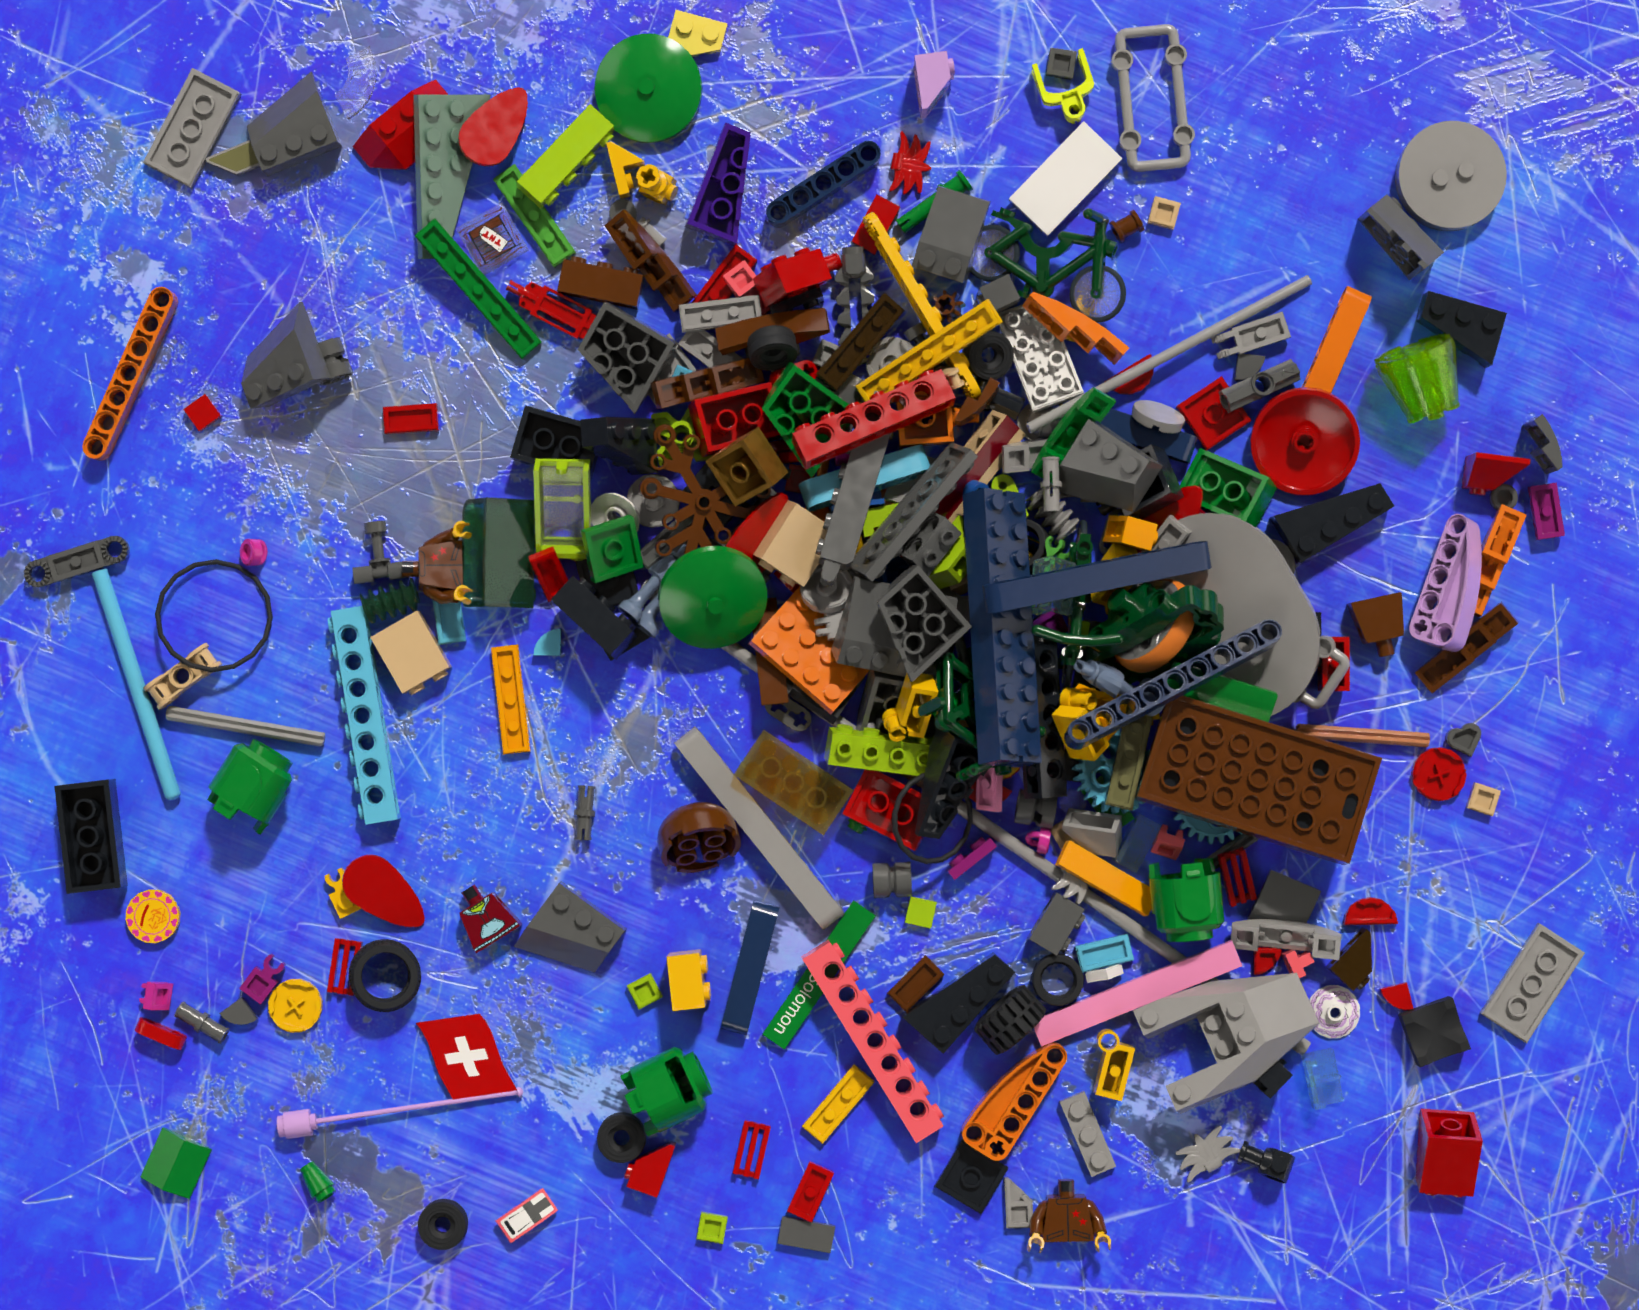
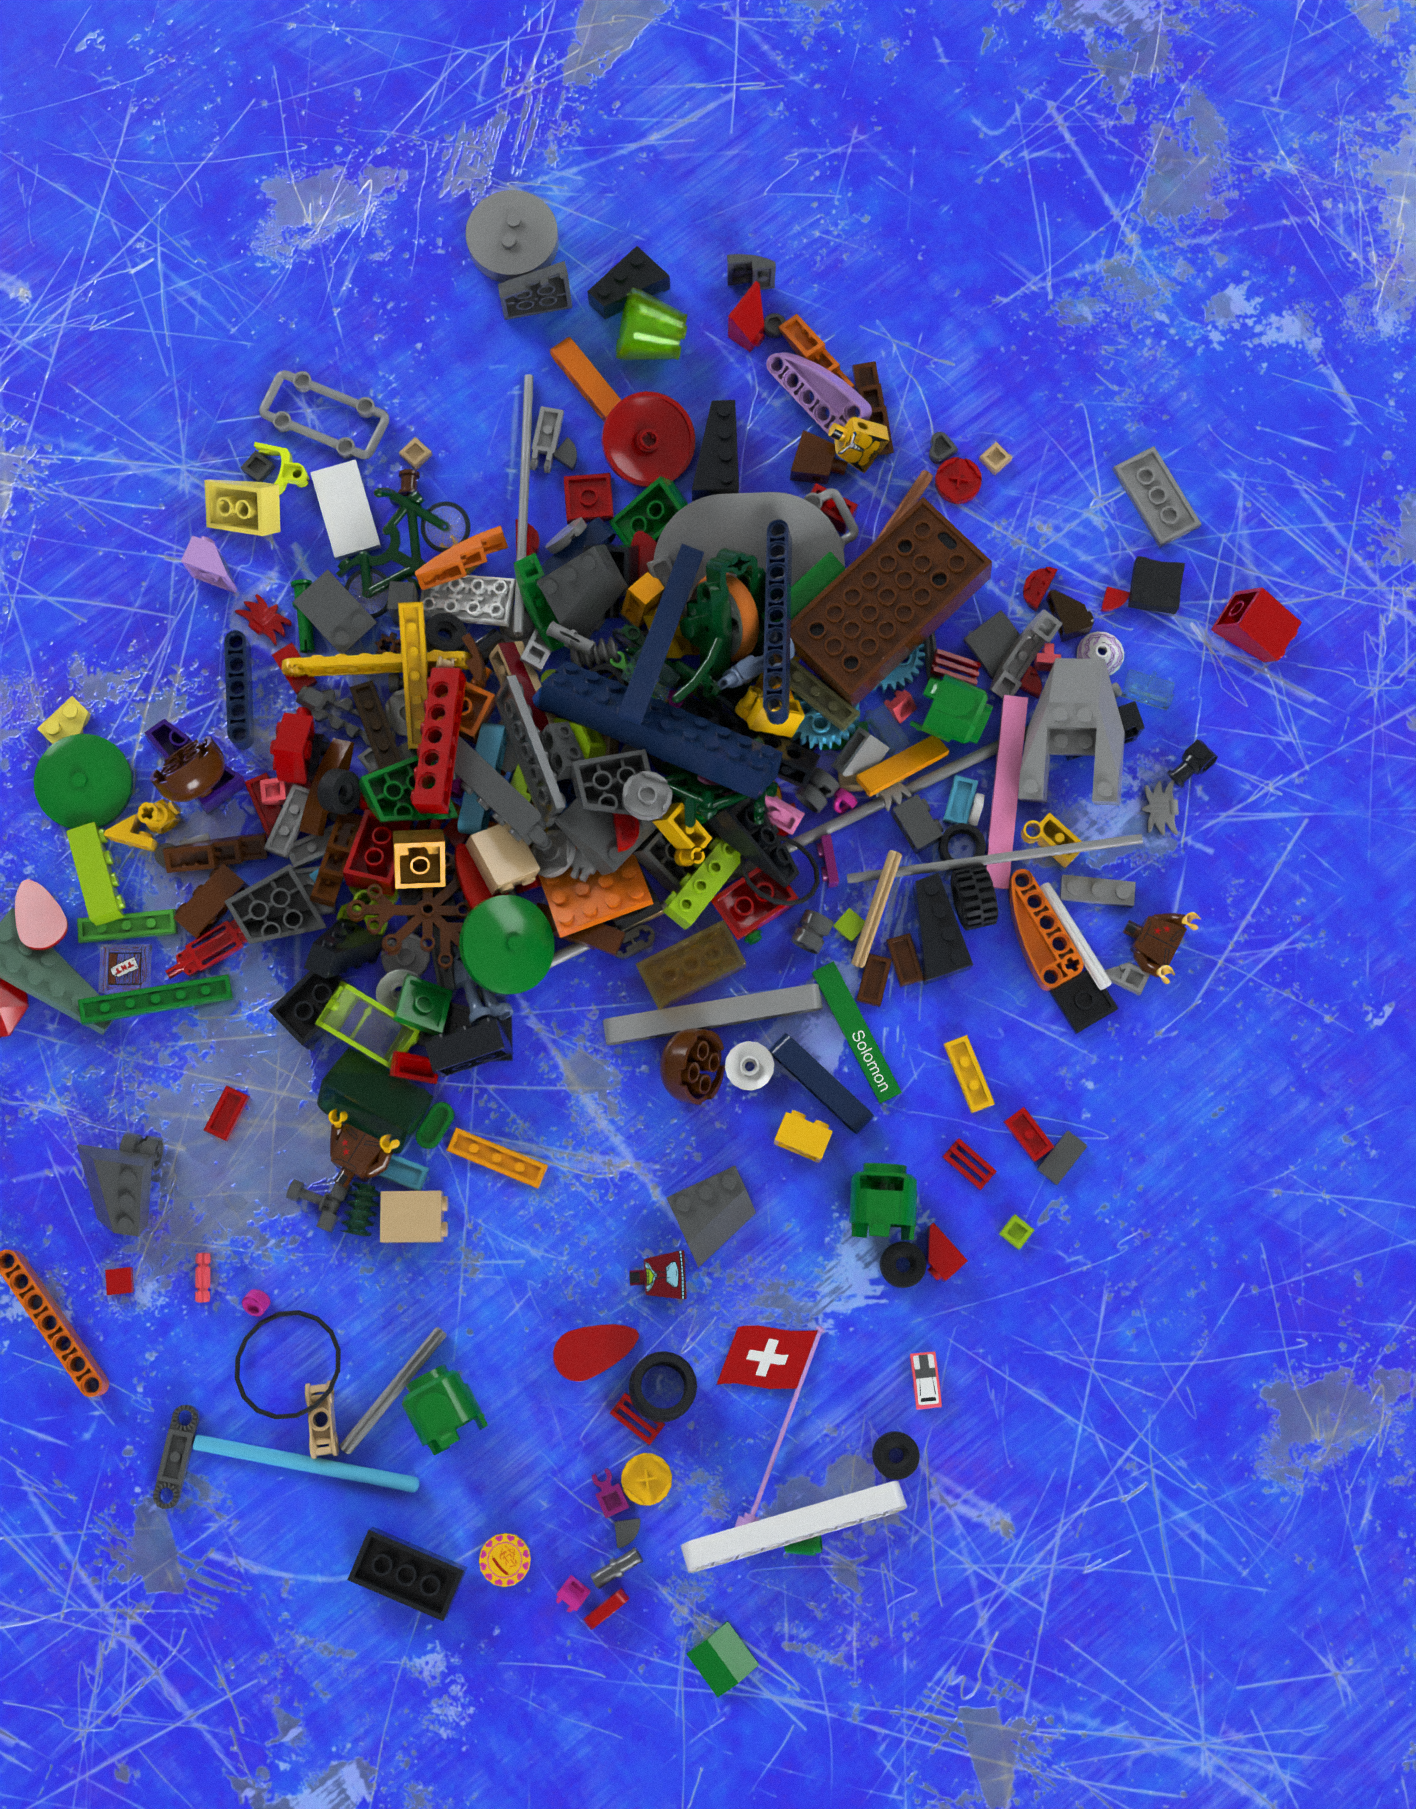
camera: 65 degrees left, 10 degrees down
(248, 488) = (202, 1277): none -> coral axle
(325, 1166) = (793, 1526): none -> white beam
(340, 901) = (579, 1390): yellow plate -> none
(384, 780) = (359, 1247): medium azure brick -> none
(508, 623) = (435, 1125): none -> green tile
(549, 644) = (470, 1102): medium azure tile -> none
(584, 812) = (622, 1148): dark grey pin -> none
(645, 991) = (793, 1180): lime tile -> none
(710, 193) = (191, 776): none -> reddish brown cylinder
(719, 901) = (745, 1053): none -> white dish
(879, 963) = (874, 980): none -> reddish brown tile
(880, 653) = (626, 830): none -> red tile
(918, 1125) = (1020, 1006): coral brick -> none
(924, 656) = (647, 795): none -> light grey tile
(948, 930) = (876, 908): none -> tan axle
(1009, 77) = (243, 506): none -> light yellow slope
(1028, 1136) = (1089, 959): none -> white axle
(1059, 1019) = (1001, 857): none -> light grey piece
(1272, 380) = (587, 441): dark grey piece -> none
(1418, 656) = (859, 441): none -> yellow torso
(1546, 511) = (802, 299): magenta plate -> none

